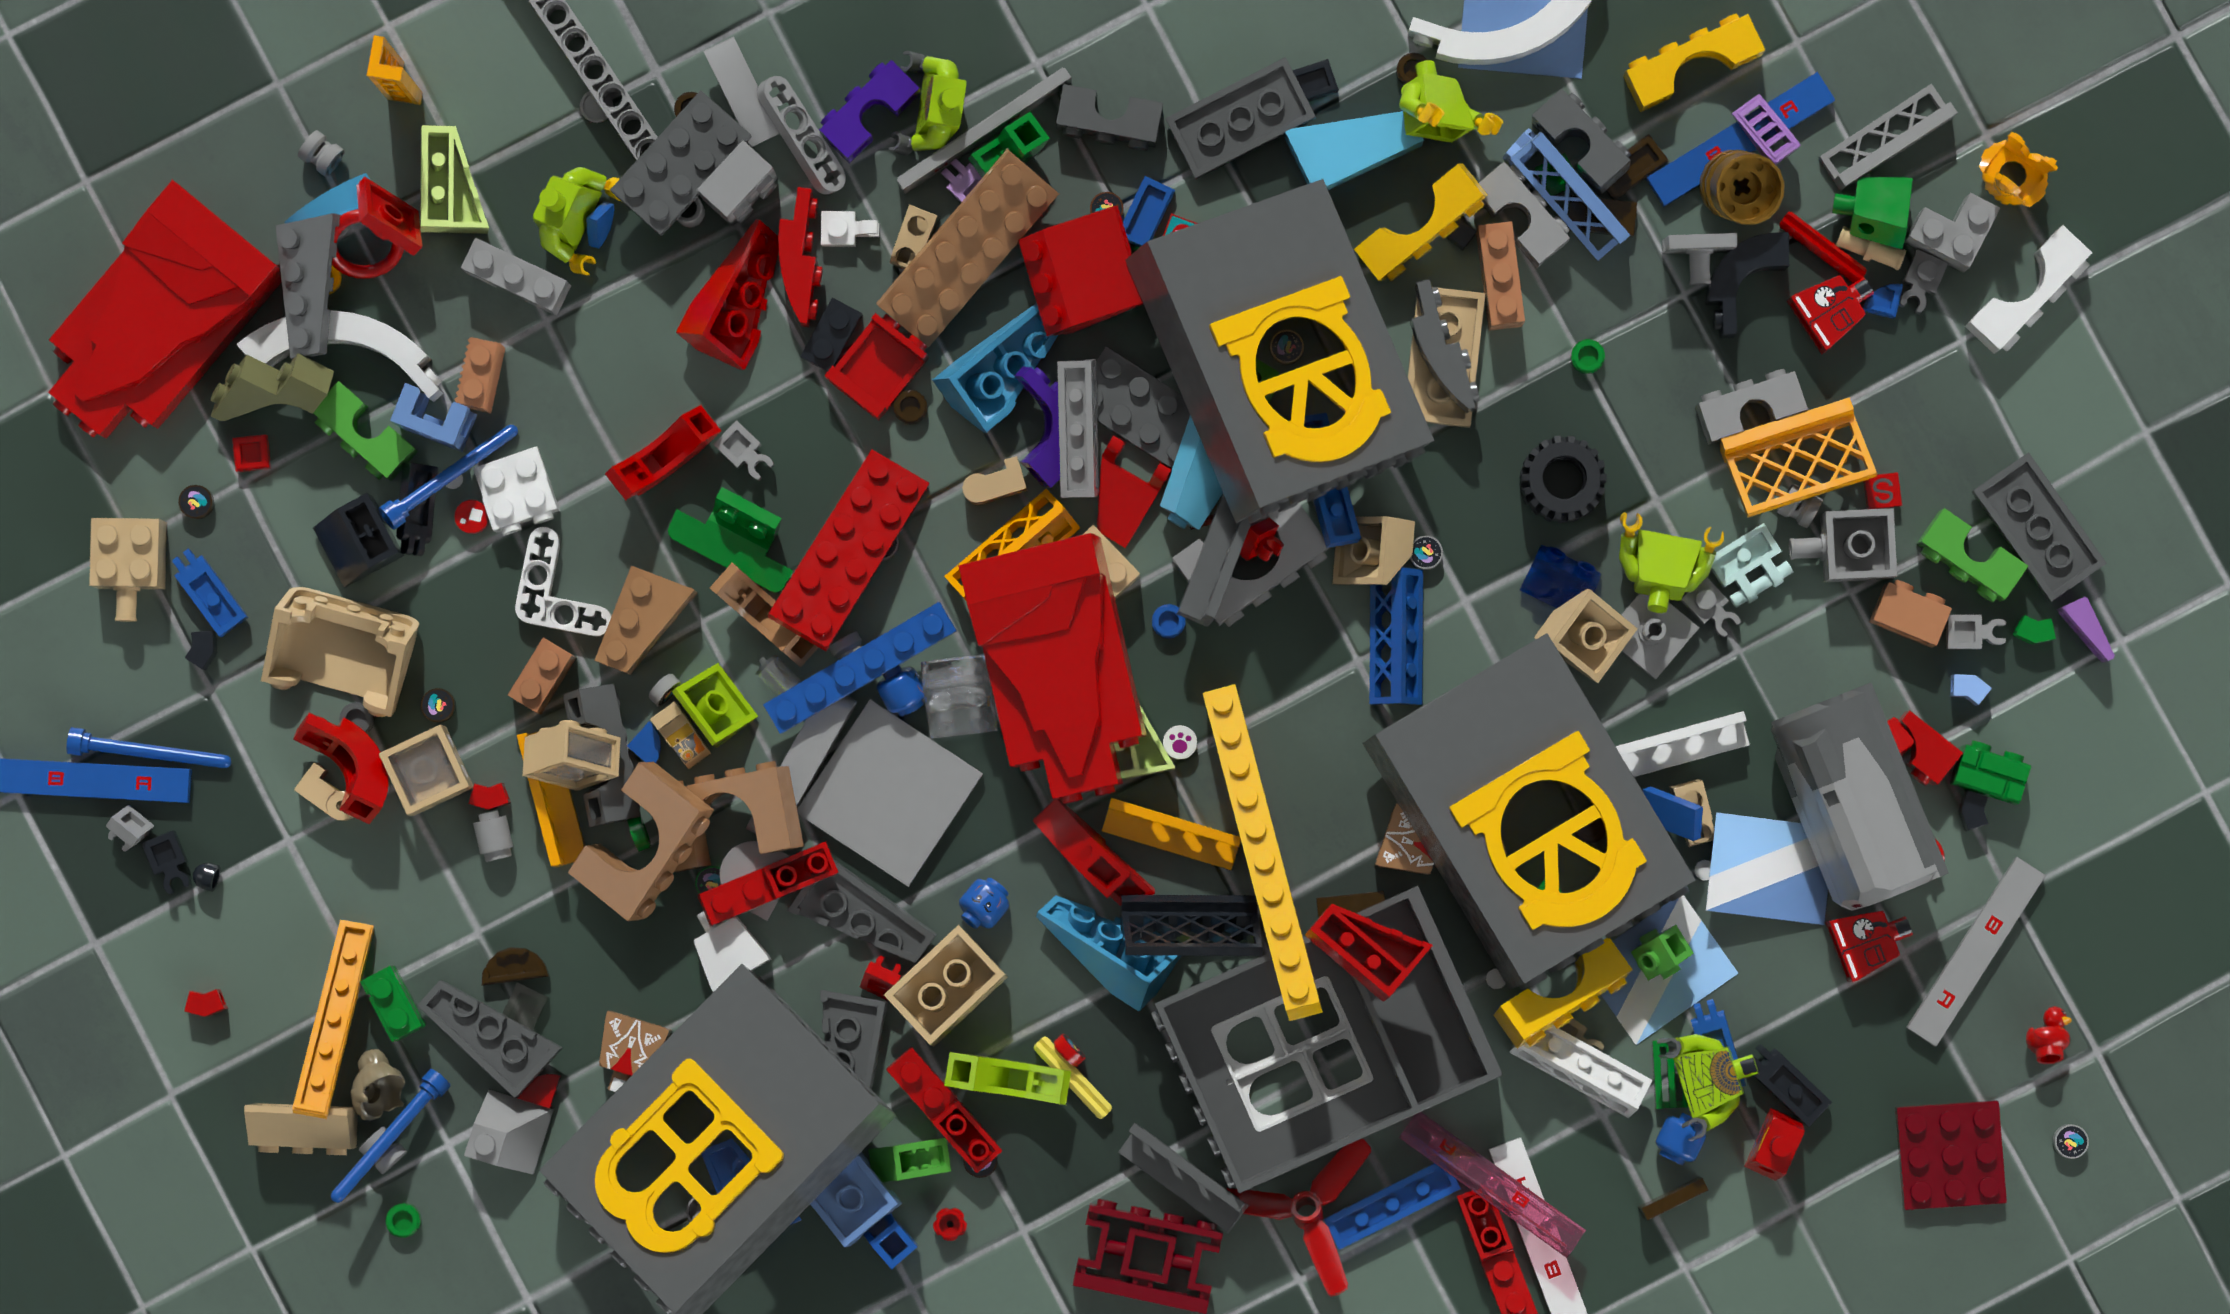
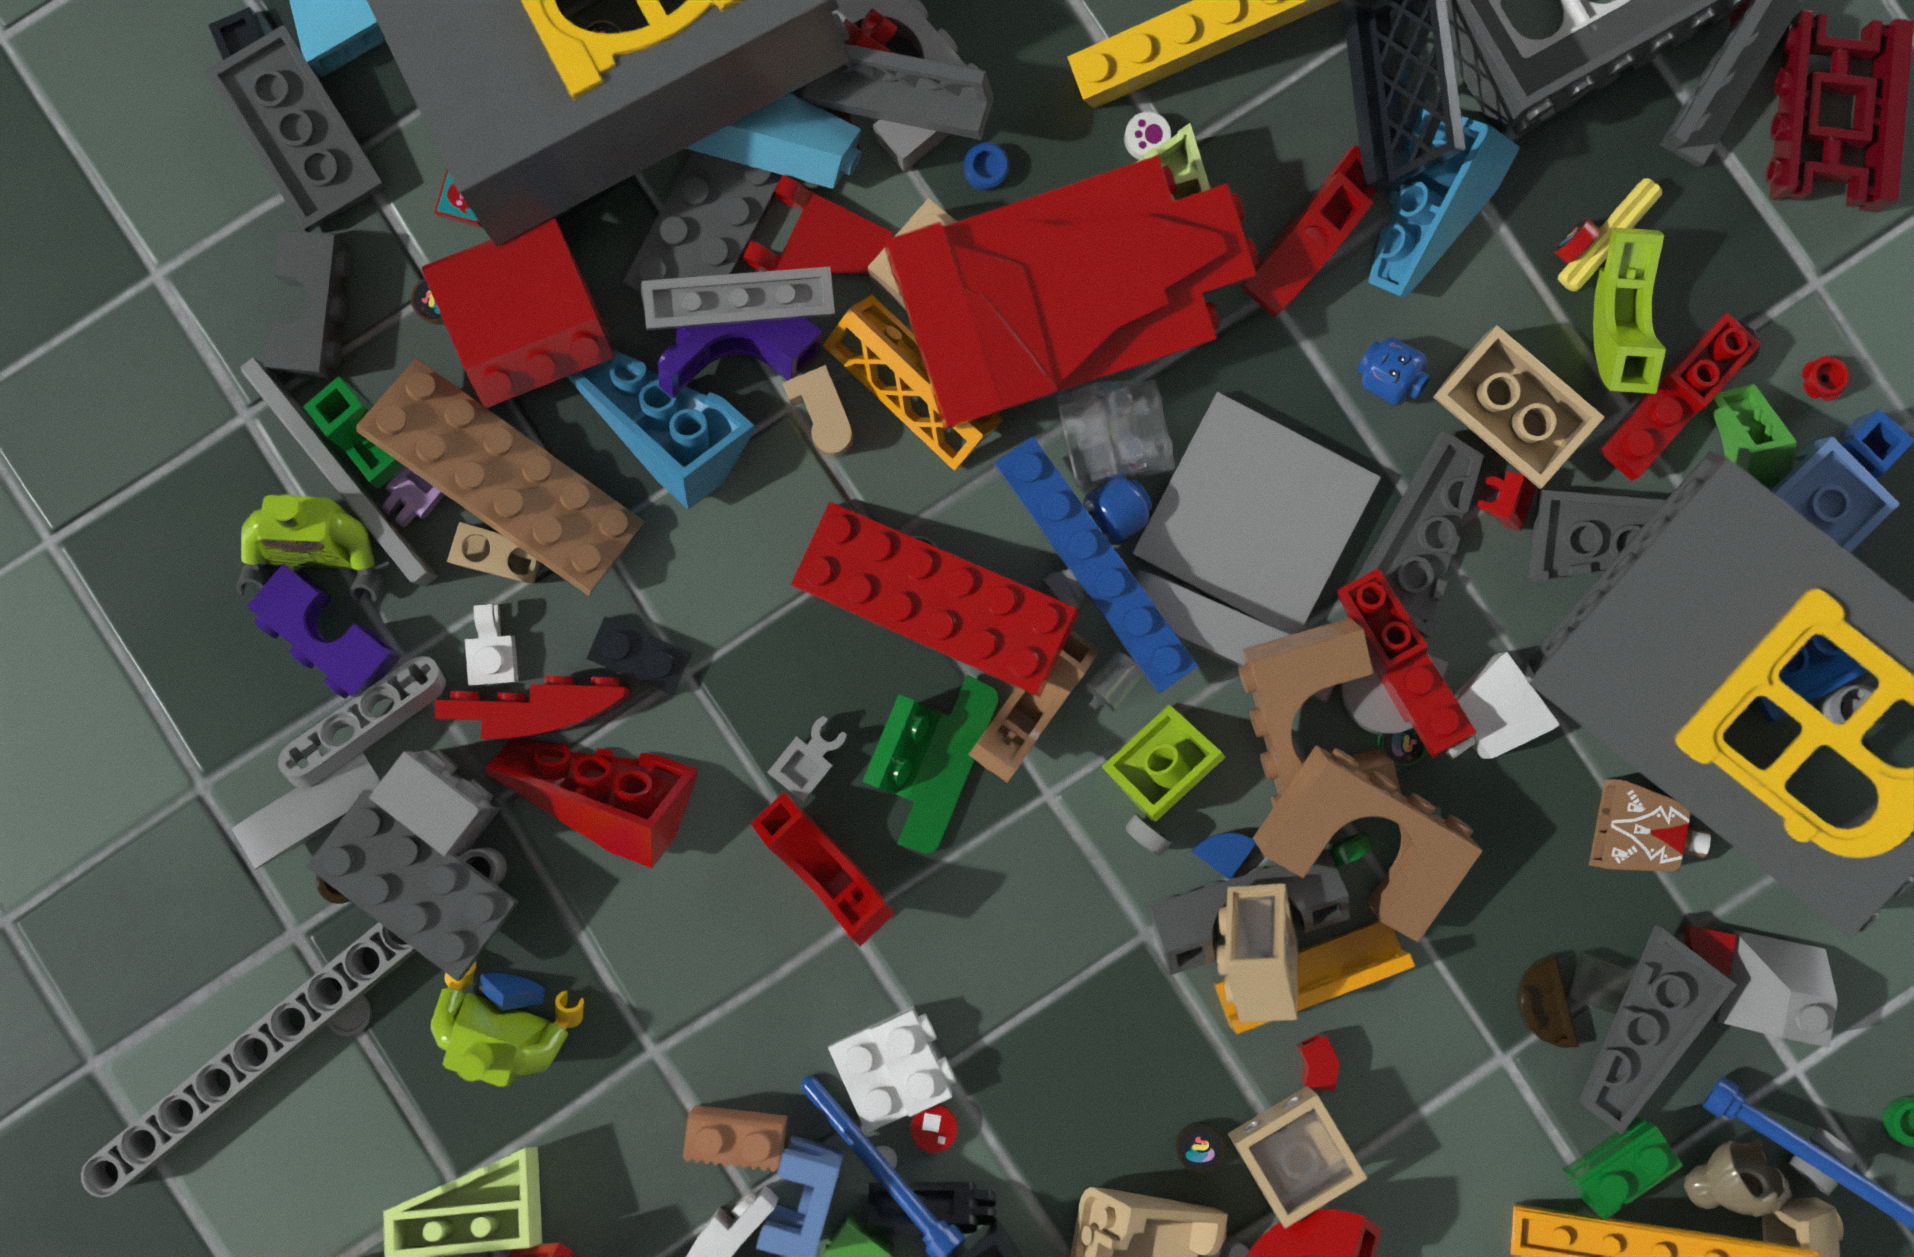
camera: 100 degrees left, 0 degrees up
(493, 836) = (1374, 1051): light grey brick -> none
(516, 276) = (591, 1101): light grey arch -> none
(542, 676) = (1147, 1007): nougat brick -> none
(548, 604) = (1045, 1006): white beam -> none
(640, 618) = (1054, 878): medium nougat wedge -> none
(681, 734) = (1207, 806): tan leg -> none
(878, 366) = (674, 586): red panel -> none
(910, 407) = (728, 539): dark brown tile -> none
(1147, 211) = (425, 241): blue tile -> none
(1171, 834) = (1272, 132): light orange fence -> none

